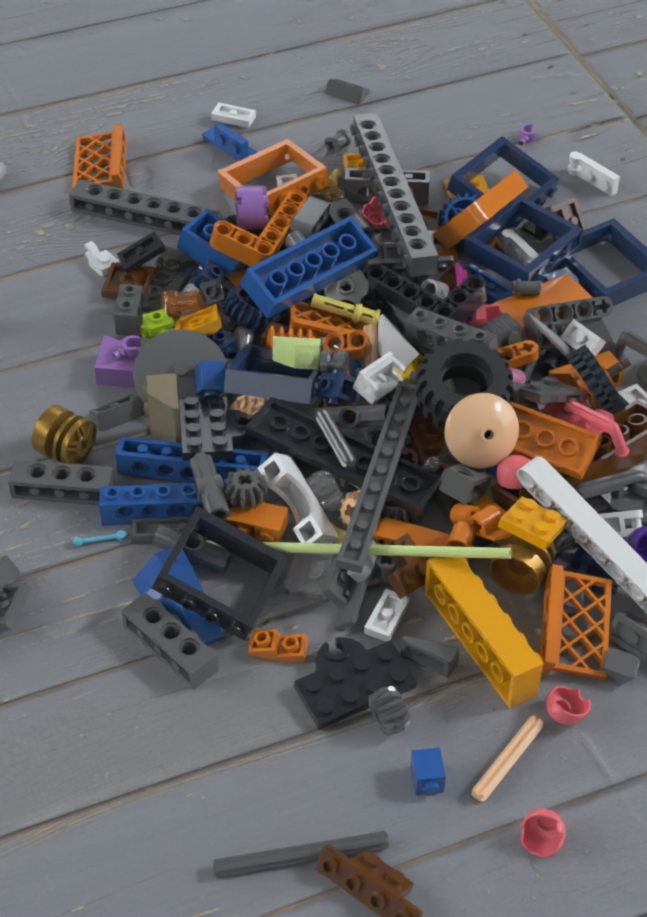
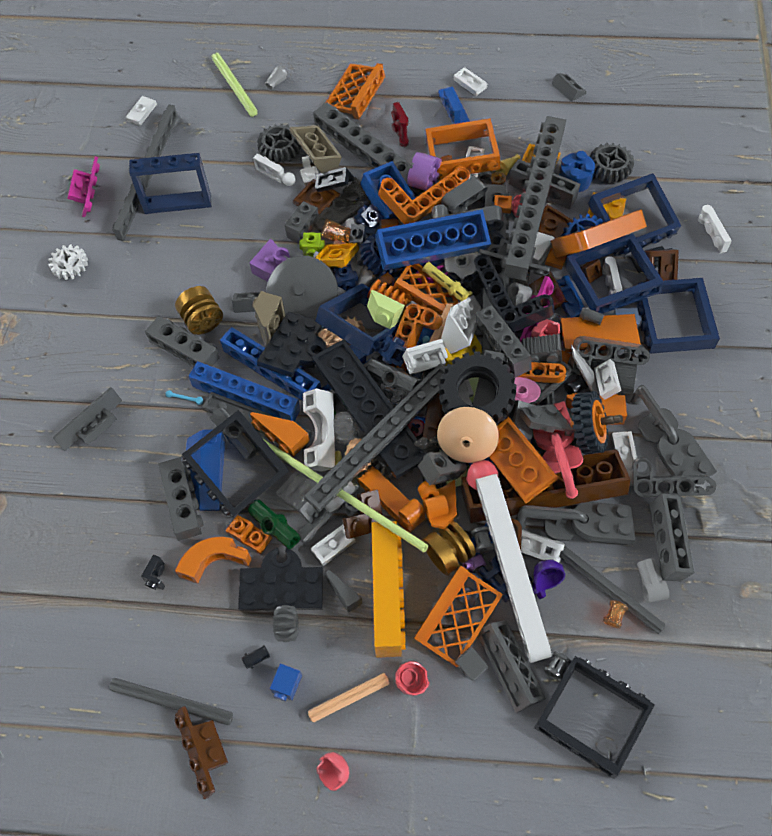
camera: 30 degrees right, 15 degrees up
(44, 240) = (278, 144): none -> dark grey gear
(55, 269) = (273, 170): none -> white plate
(98, 227) = (317, 147): none -> dark tan slope
(184, 175) = (400, 124): none -> dark red plate
(192, 736) = (152, 571): none -> black bracket
(209, 485) = (260, 395): dark grey piece -> none
(210, 378) = (312, 304): blue brick -> none
(245, 488) = (283, 406): dark grey gear -> none
(247, 677) = (207, 551): none -> orange arch
(320, 621) = (274, 524): none -> dark green piece
(334, 361) = (401, 328): dark grey wheel -> none
(335, 439) = (367, 389): axle -> none
(336, 142) = (531, 131): dark grey bush -> none
(357, 210) = (504, 202): none -> orange tile
(369, 768) = (255, 657): none -> black pin
(416, 157) = (578, 168): none -> blue brick
(444, 146) = (612, 163): none -> dark grey gear
(526, 134) = (682, 175): medium lavender piece -> none
(533, 522) = (463, 527): light orange plate -> none

